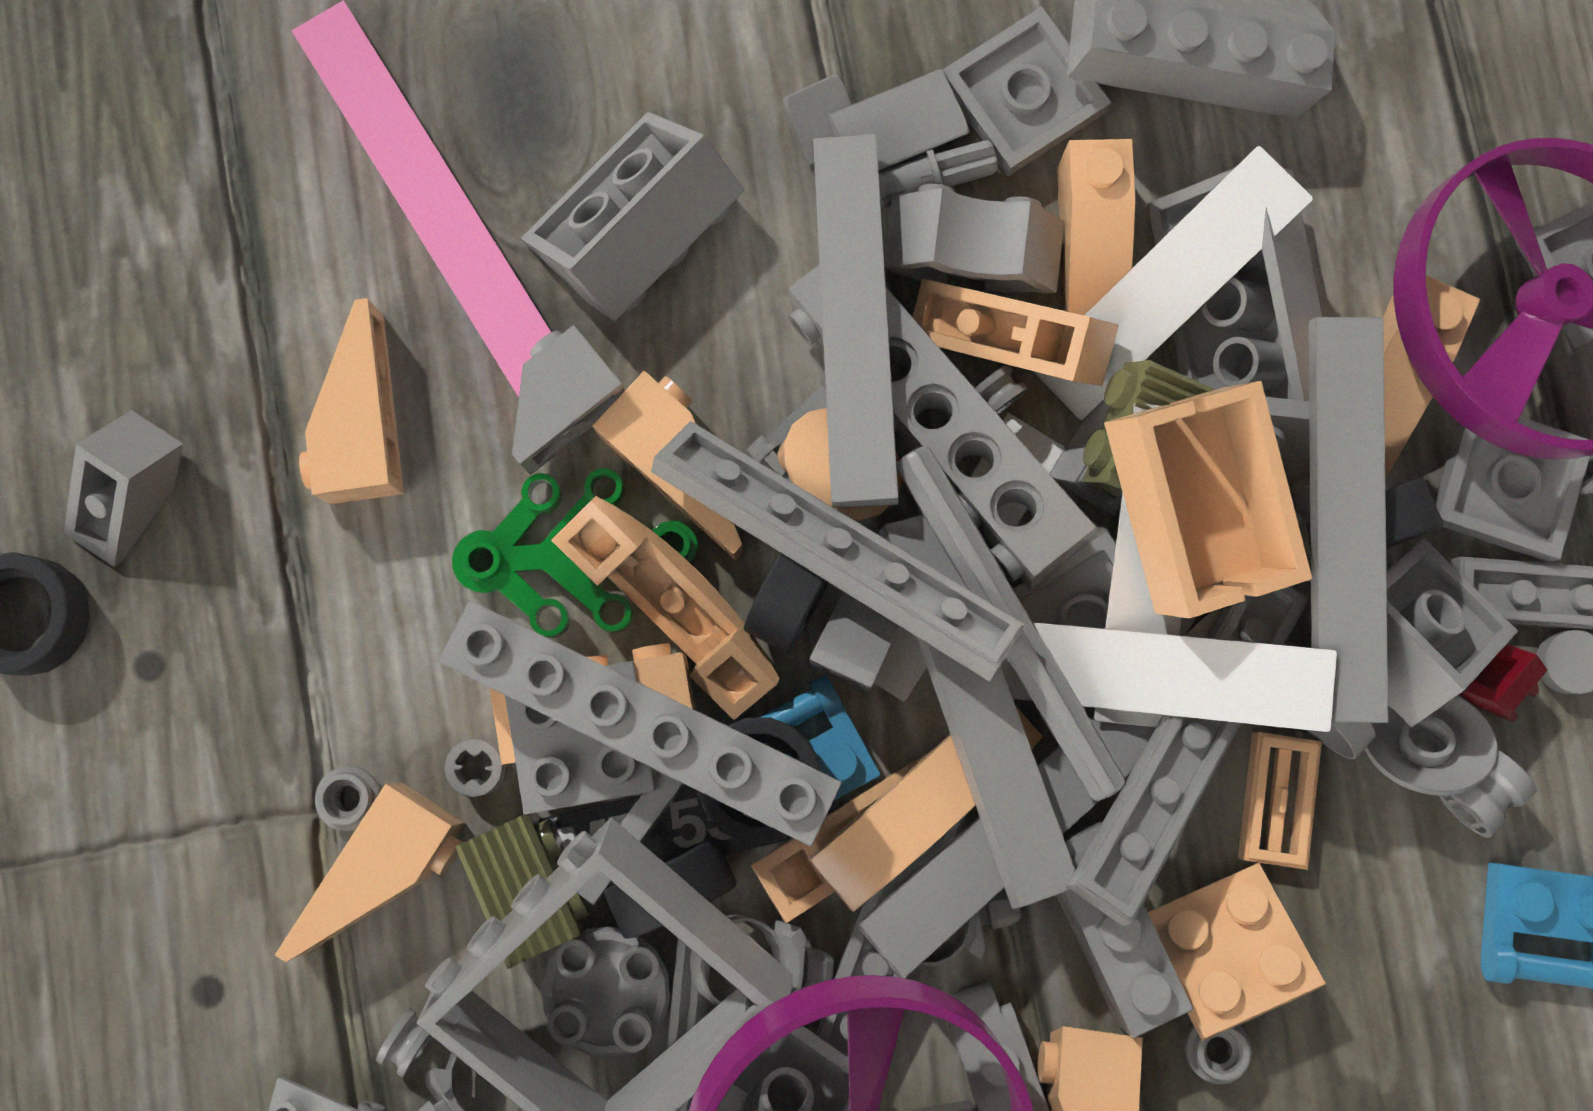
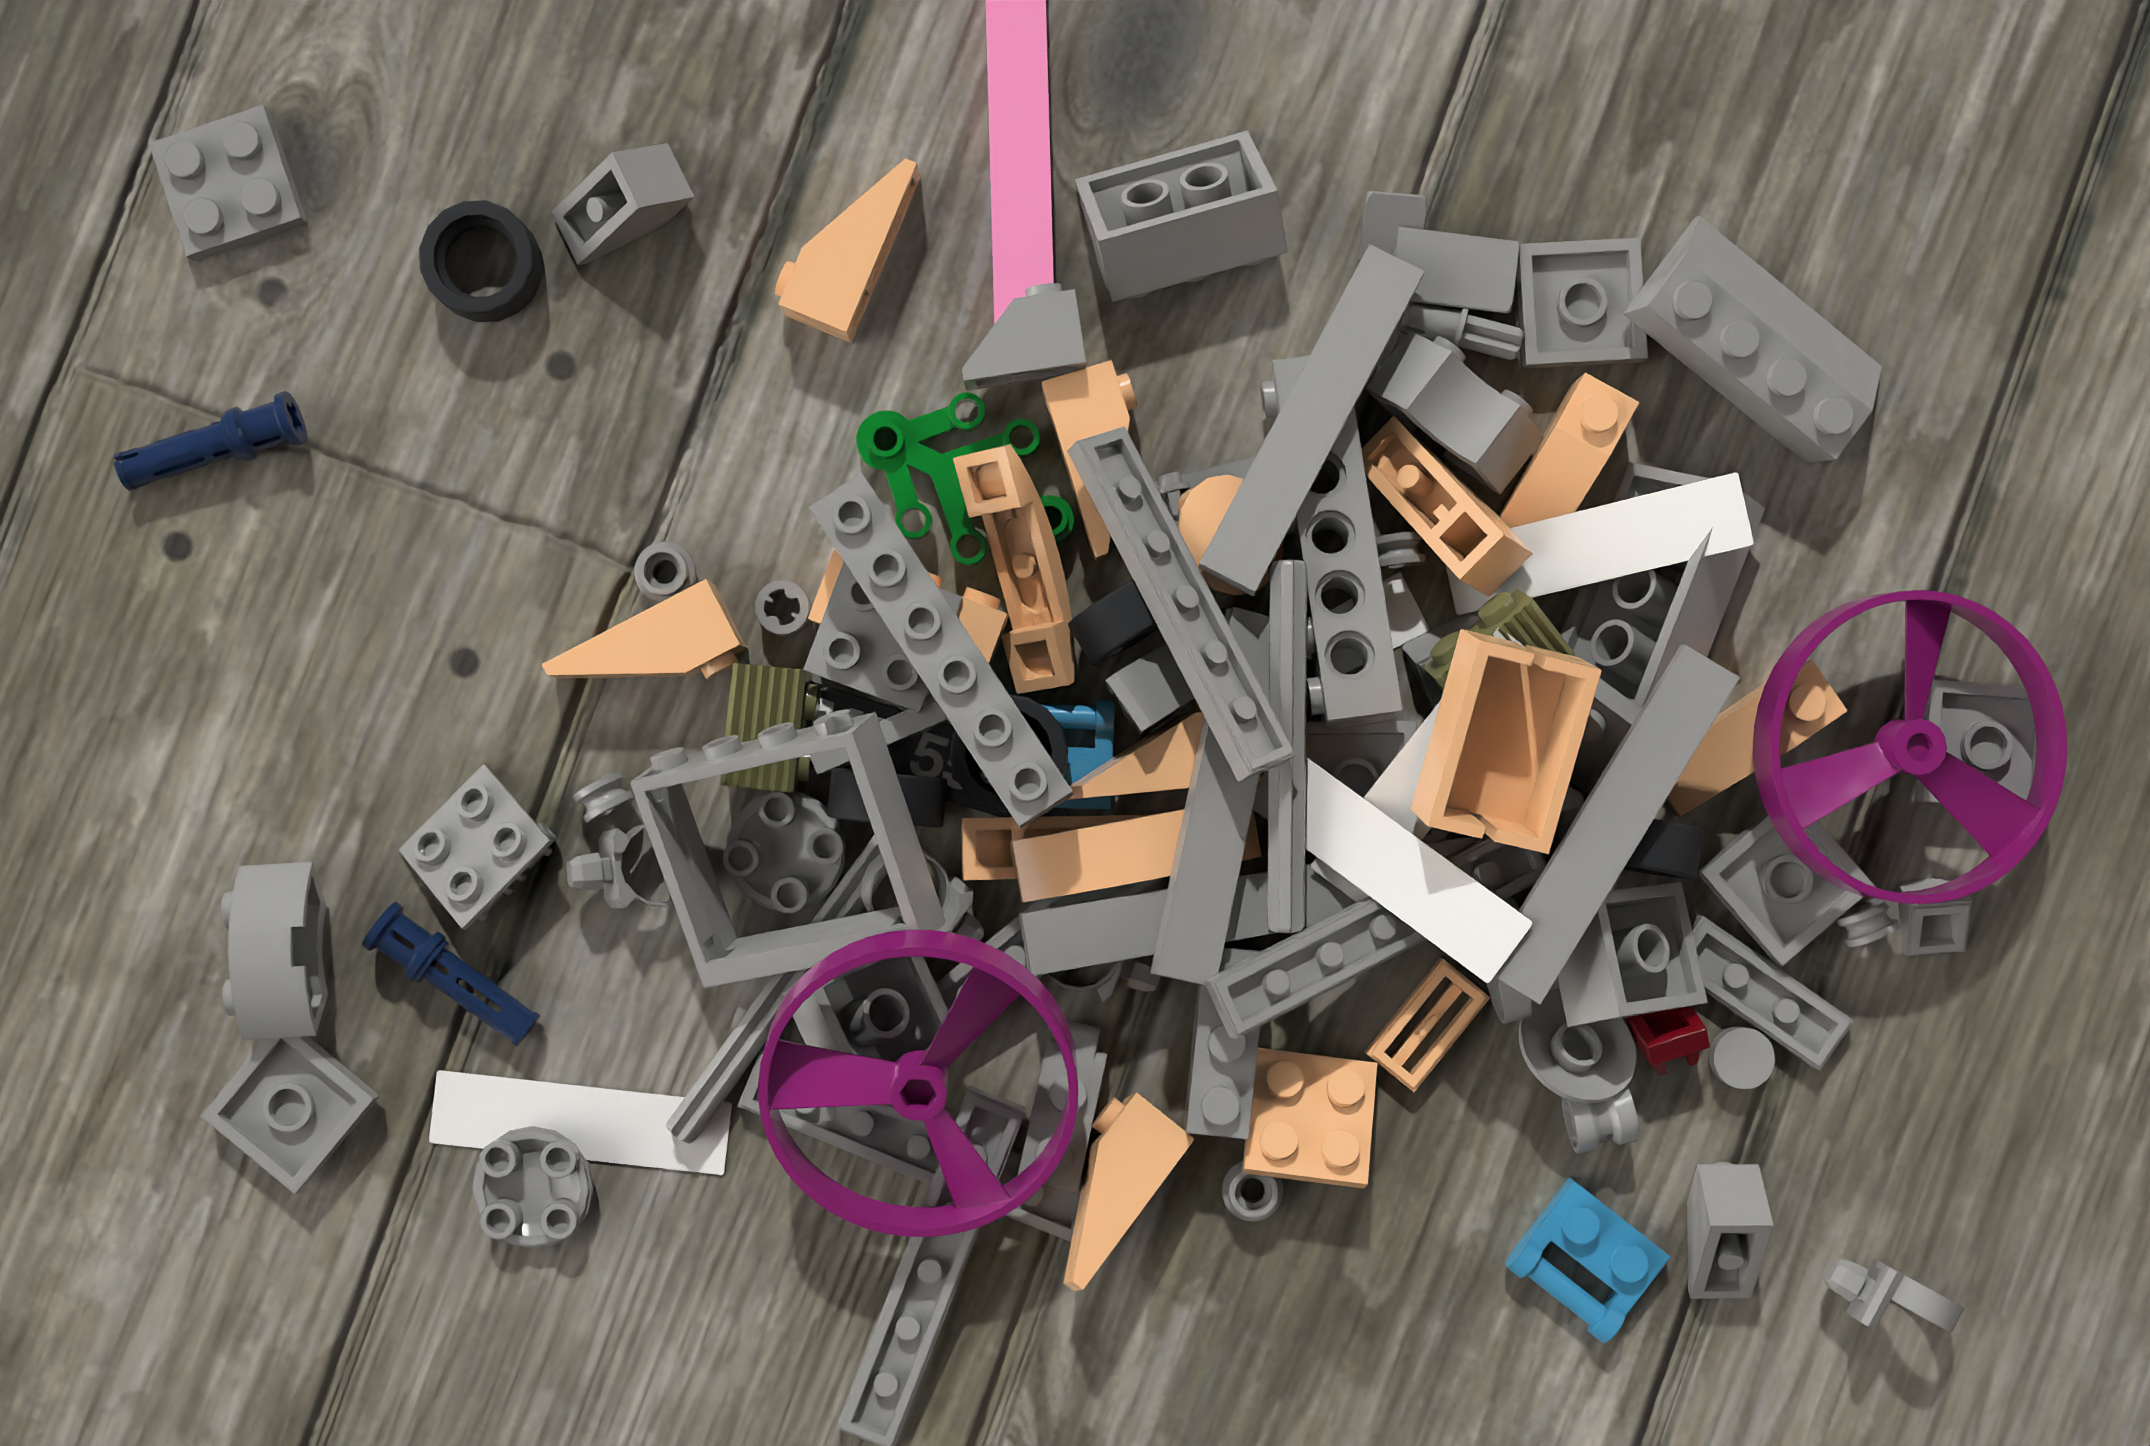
camera: 35 degrees right, 5 degrees up
(895, 711) = (1151, 765): none -> light nougat slope

